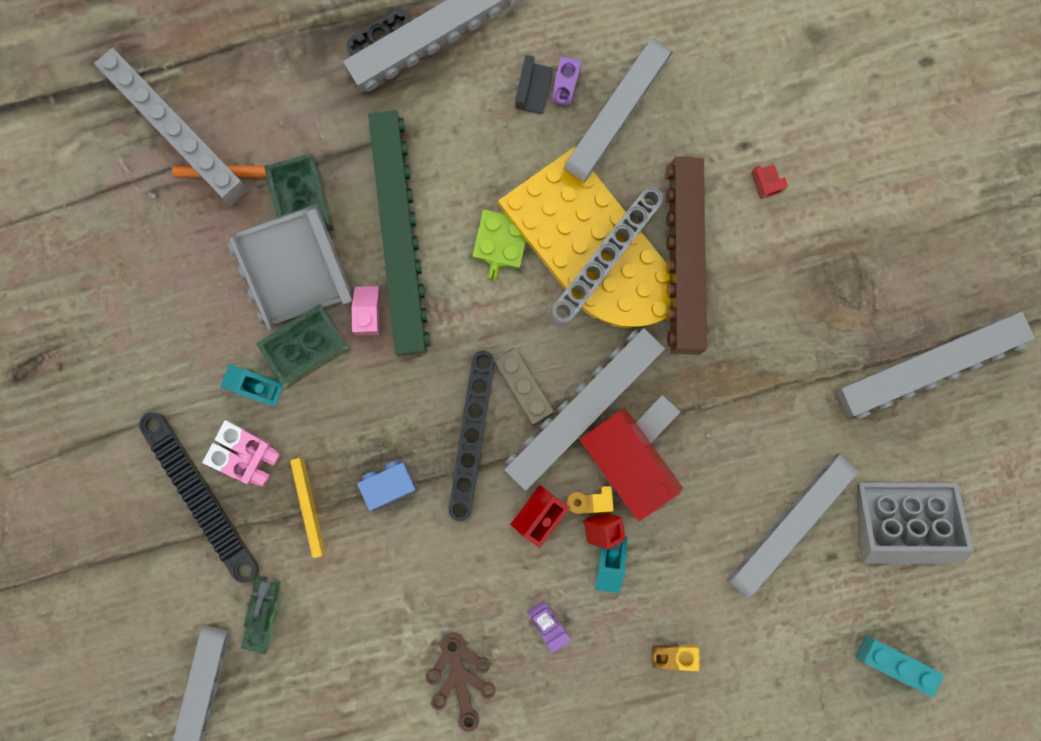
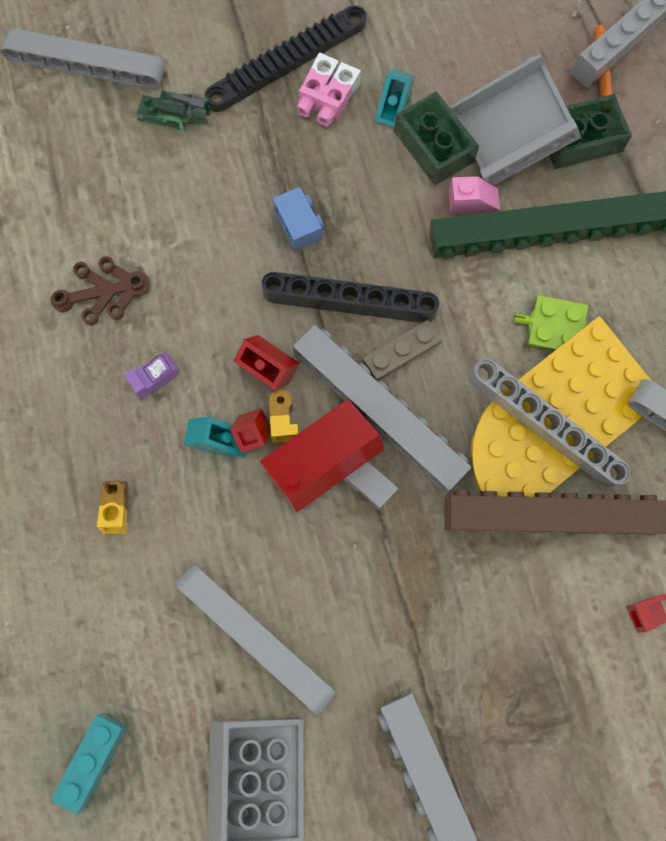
camera: 85 degrees right, 10 degrees down
(308, 507) = (276, 148): yellow tile -> none

